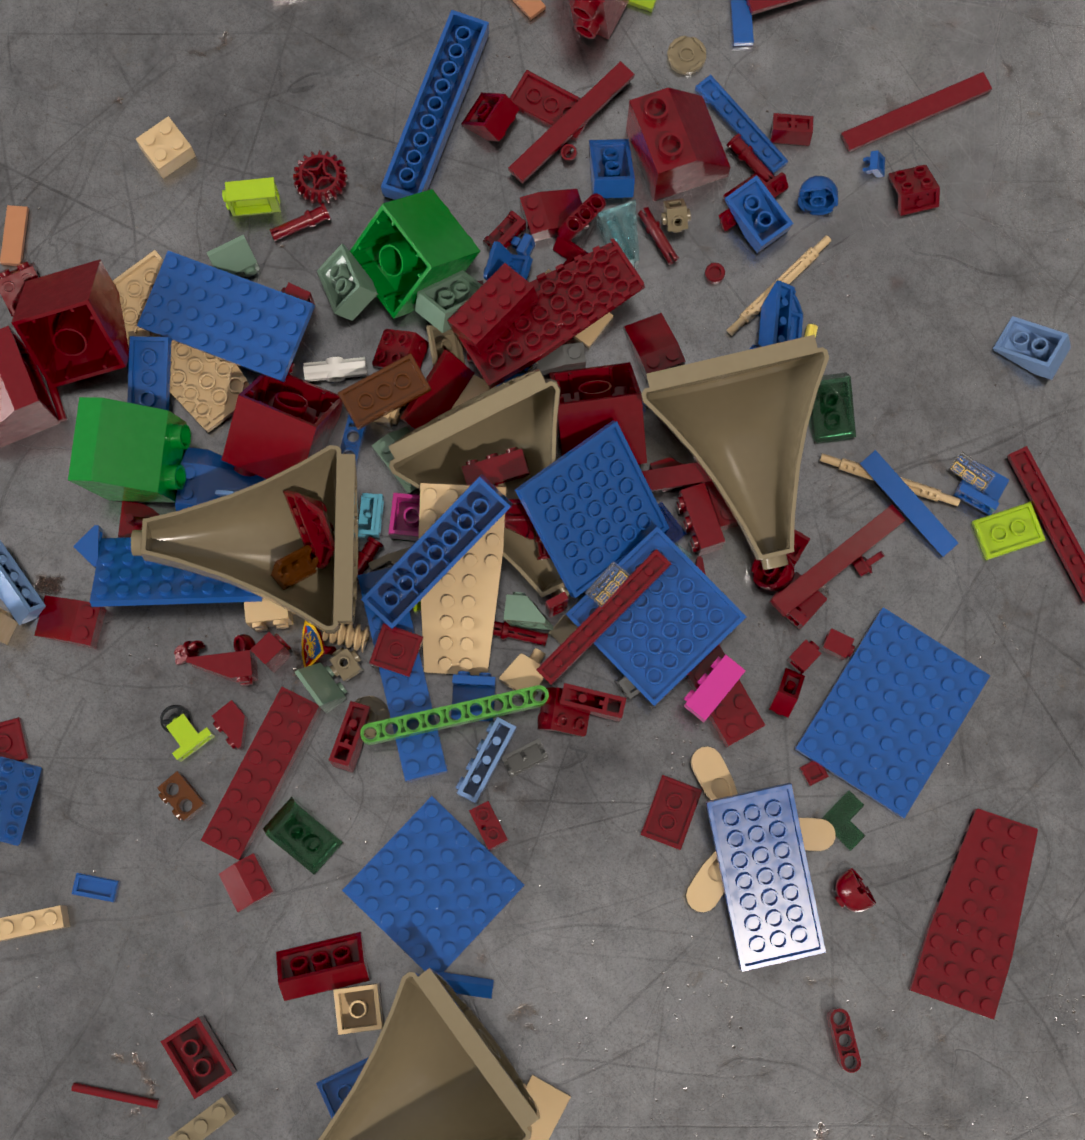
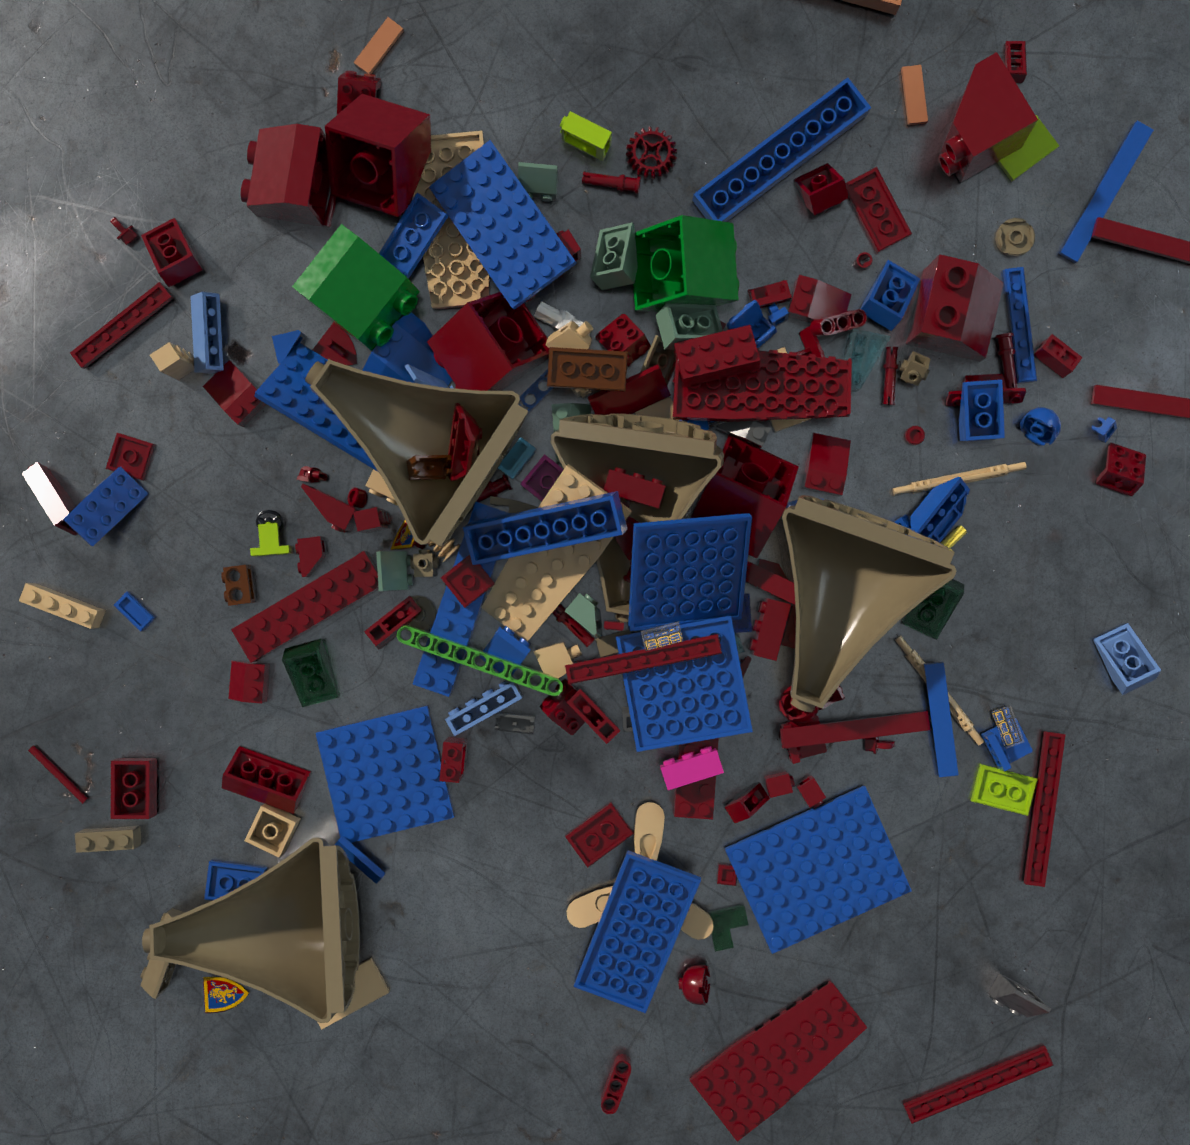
camera: 30 degrees right, 10 degrees up
(165, 147) = (543, 48): tan brick -> none
(350, 373) = (571, 336): none -> tan torso
(571, 122) = (883, 235): dark red tile -> none

